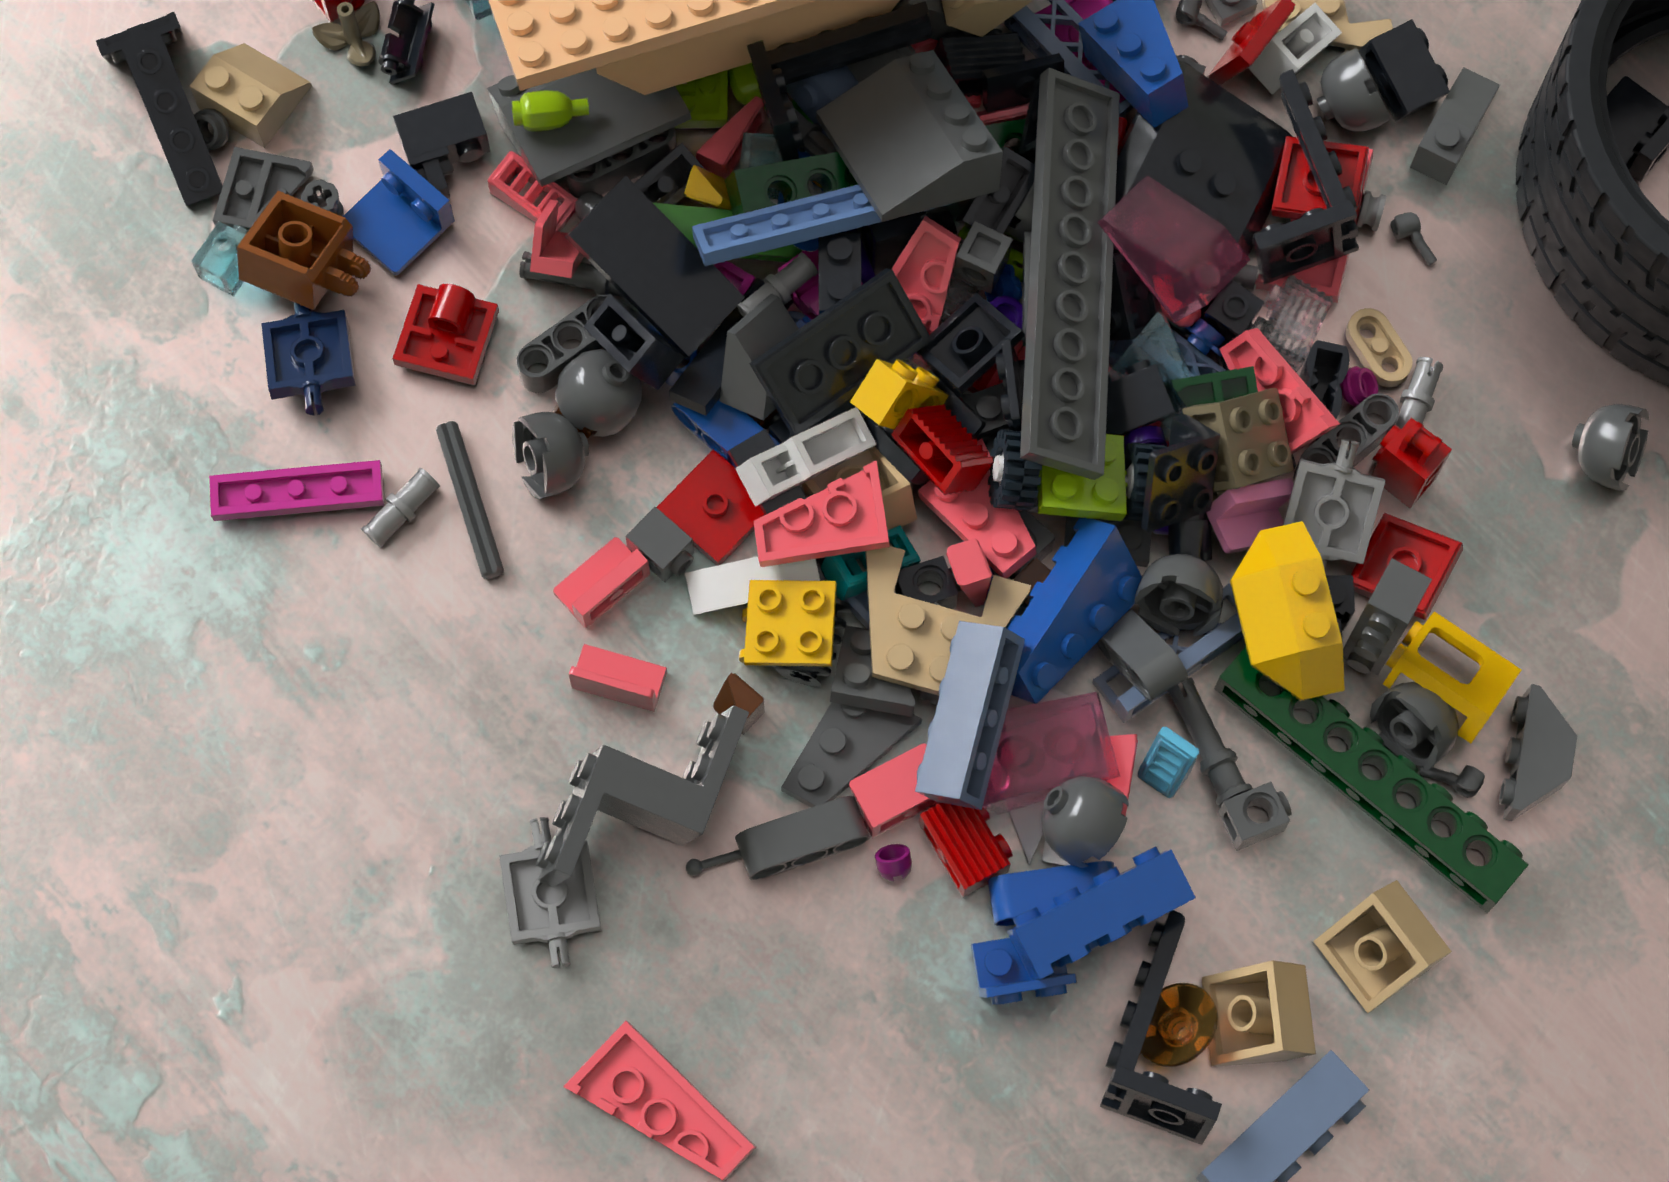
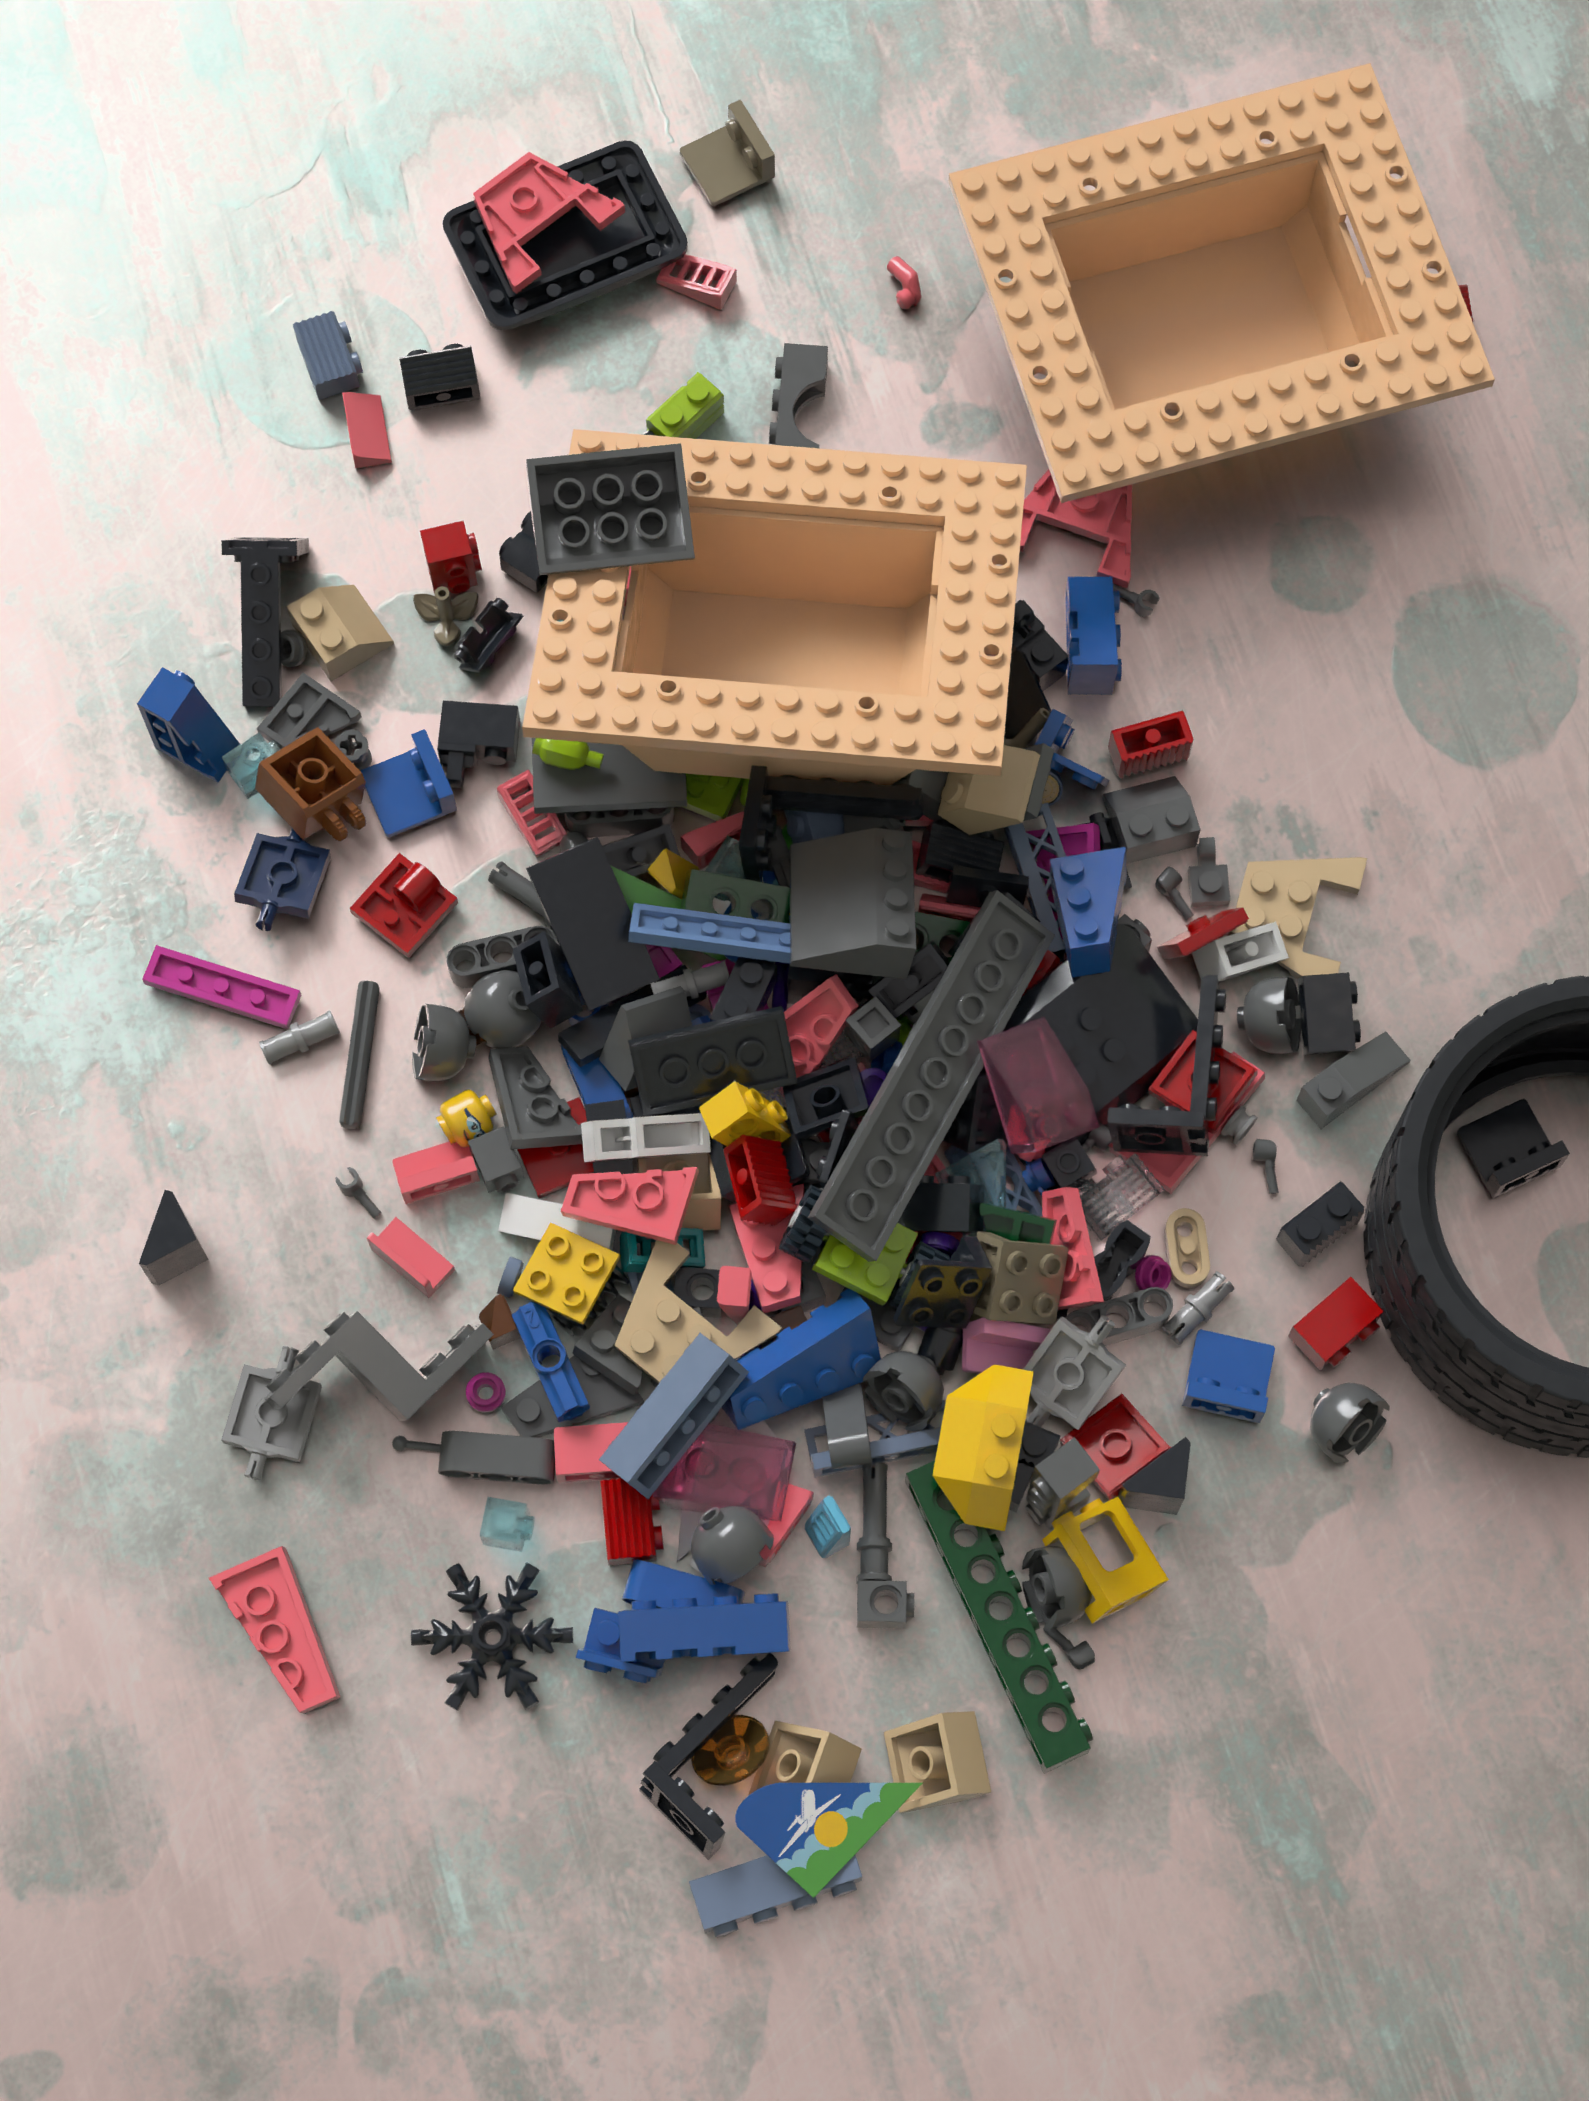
camera: 25 degrees right, 0 degrees up
(140, 241) = (185, 724): none -> blue wedge
(371, 762) = (170, 1244): none -> black slope
(529, 635) = (355, 1189): none -> dark grey hand
(551, 250) = (512, 871): coral panel -> none
(610, 515) = (466, 1117): none -> yellow head
(668, 476) = (528, 1103): none -> dark grey wing
(729, 653) = (510, 1277): none -> sand blue tile
(757, 766) = (485, 1380): none -> dark pink plate
(833, 734) = (558, 1381): none -> blue piece
(844, 899) = (506, 1524): none -> clear light blue brick
(886, 1001) = (484, 1623): none -> black piece
(893, 861) = (564, 1510): magenta hinge -> none
(1305, 1057) = (817, 1826): none -> sticker
(1410, 461) = (1159, 1359): red brick -> none
(1475, 578) = (1161, 1483): none -> black slope
(1483, 453) = (1229, 1376): none -> blue bracket
(1495, 271) = (1320, 1224): none -> black brick
(1539, 754) = (1149, 1659): dark grey slope -> none
(1558, 358) = (1336, 1324): none -> red brick

